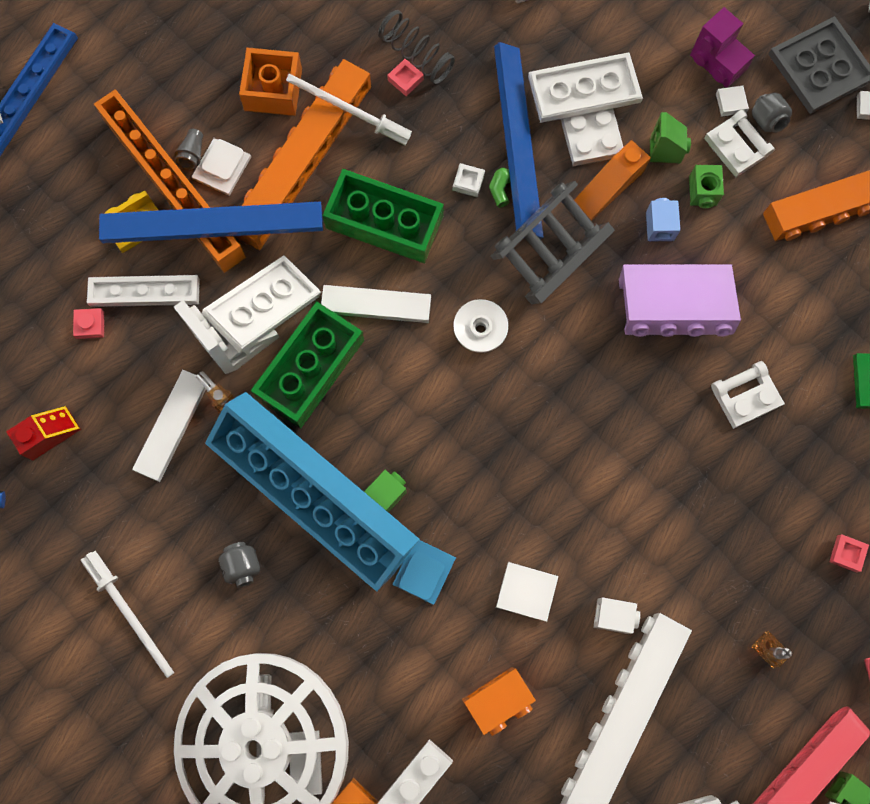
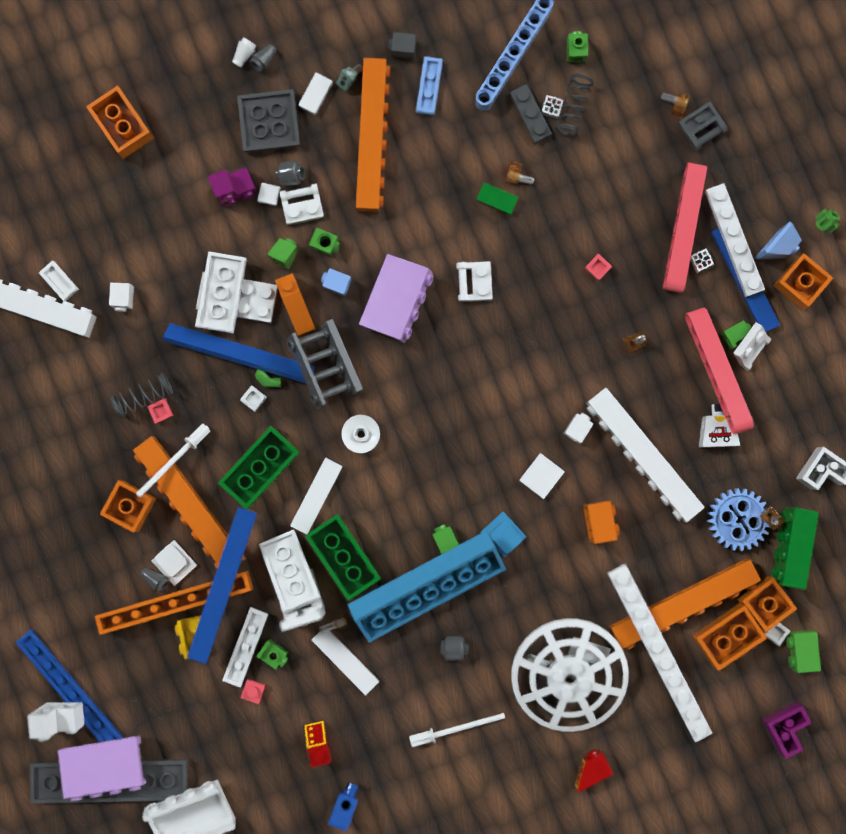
camera: 65 degrees left, 10 degrees up
(152, 334) = (272, 647): none -> bright green brick

